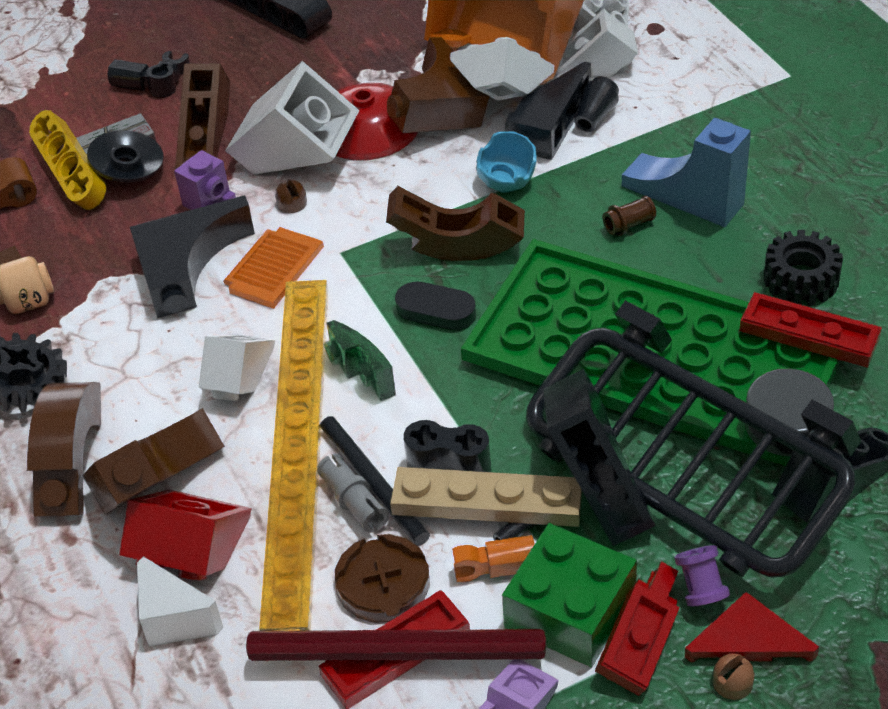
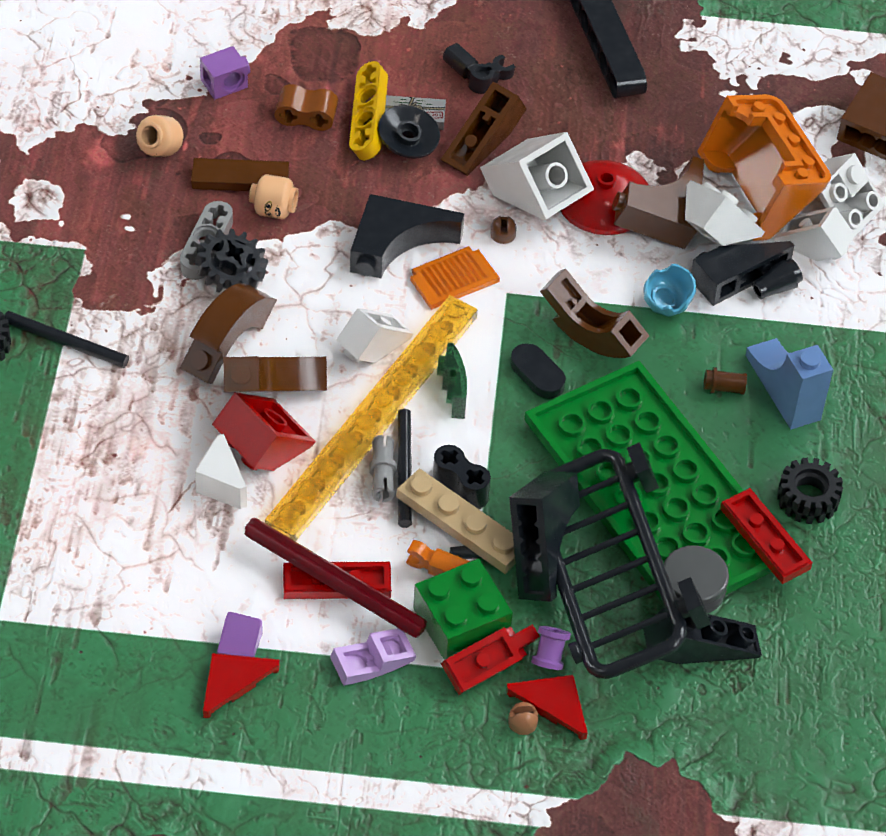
camera: 25 degrees right, 5 degrees up
(202, 181) = (447, 186): medium lavender brick -> none
(381, 578) = (362, 533): reddish brown tile -> none

